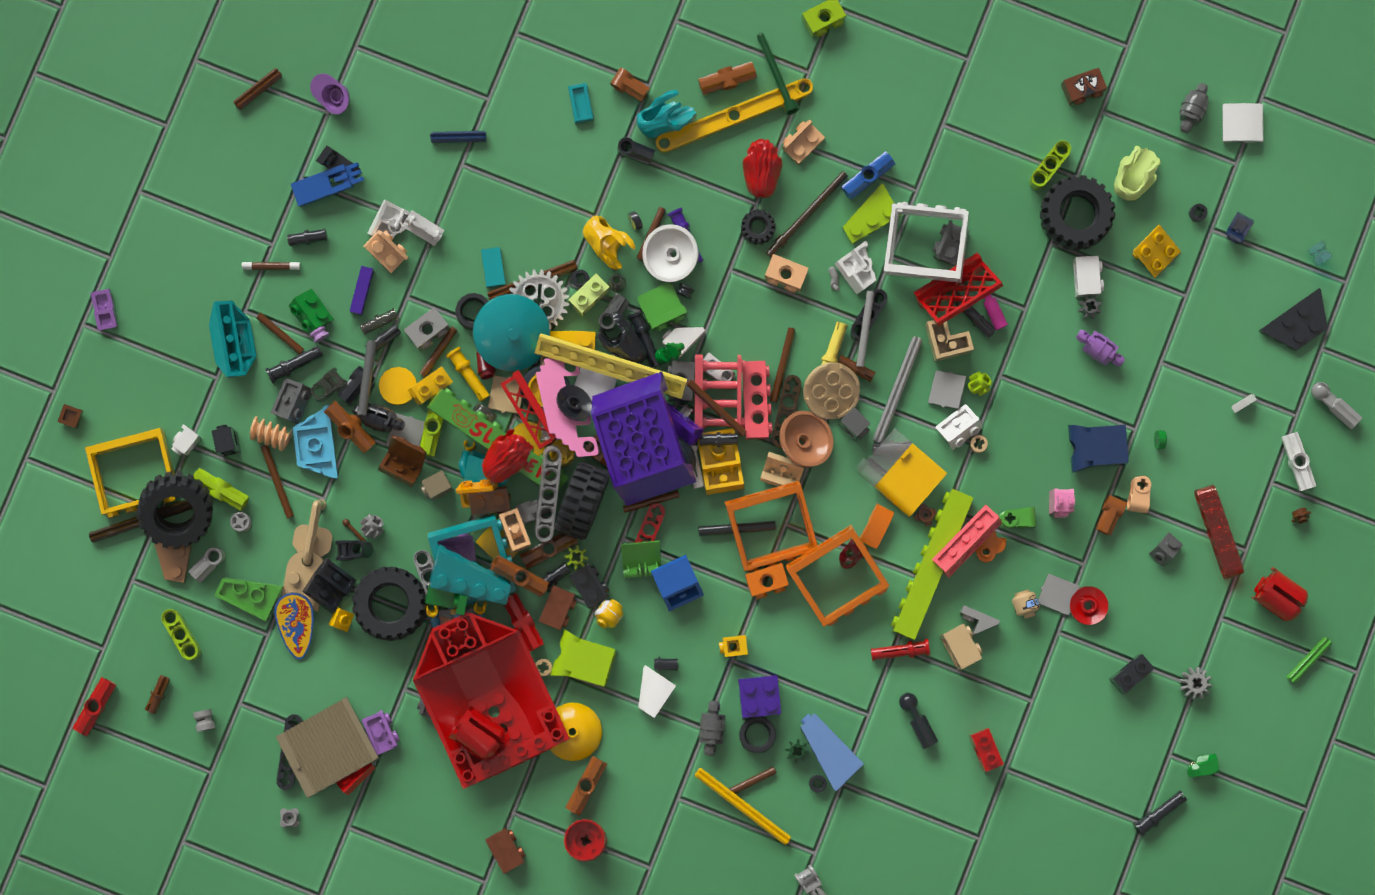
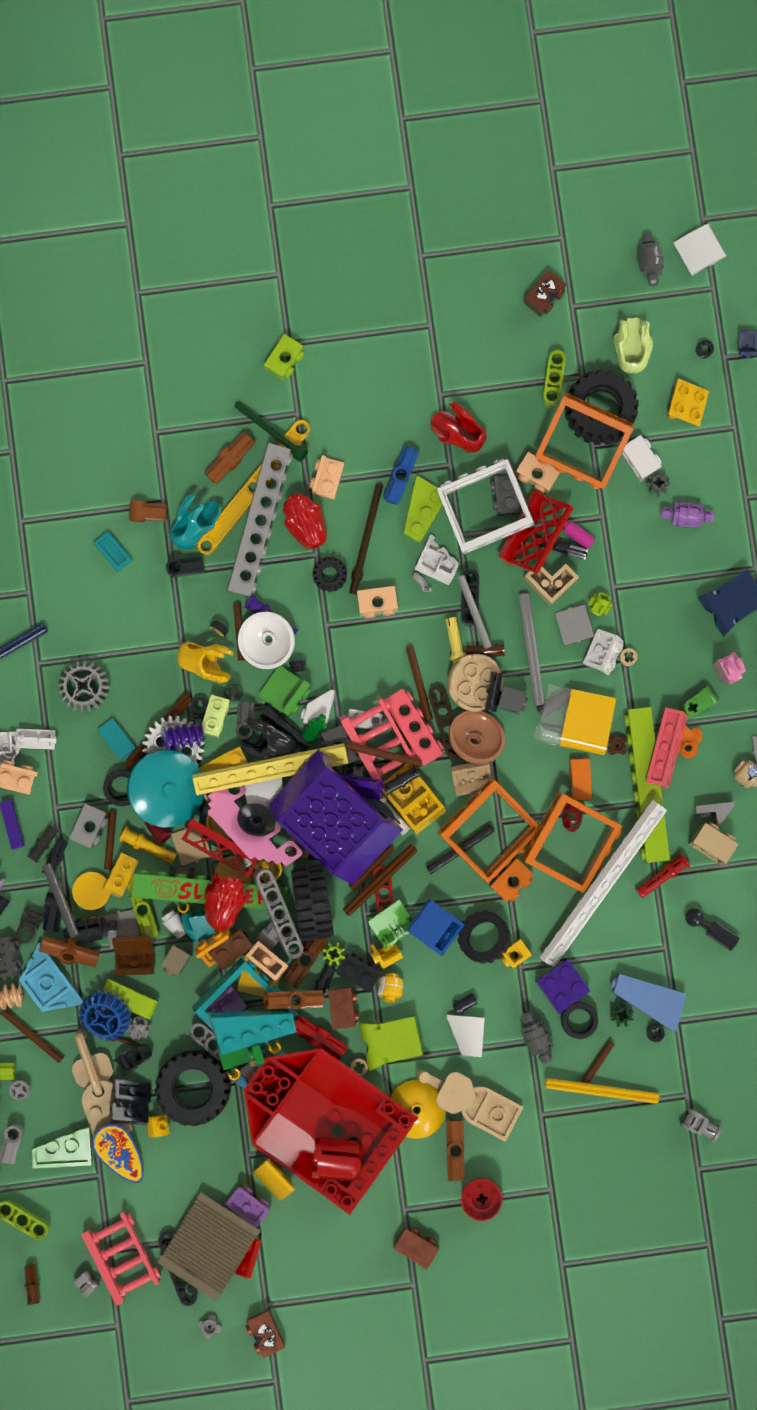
camera: 25 degrees left, 0 degrees up
(230, 705) = (101, 1256): none -> coral fence
(334, 850) = (265, 1333): none -> copper brick
(353, 494) = (106, 1009): none -> blue gear
(378, 496) = (137, 1001): none -> lime beam
(415, 721) = (274, 1179): none -> yellow slope
(453, 453) = (173, 923): none -> white cone
(497, 201) = (88, 679): none -> light grey gear
(551, 294) = (182, 735): none -> dark purple piece
(620, 584) = (386, 956): none -> yellow bracket
(627, 757) = (477, 1104): none -> tan plate
(652, 515) = (380, 879): none -> reddish brown axle
(715, 633) = (500, 946): none -> black tyre
(766, 94) = (272, 453): none -> light grey brick
(843, 407) = (493, 692): none -> black pin
(845, 627) = (603, 883): none -> white plate
(941, 164) = (459, 429): none -> red hair
(988, 228) = (548, 472): none -> light nougat brick
(1070, 216) = (598, 414): none -> orange window

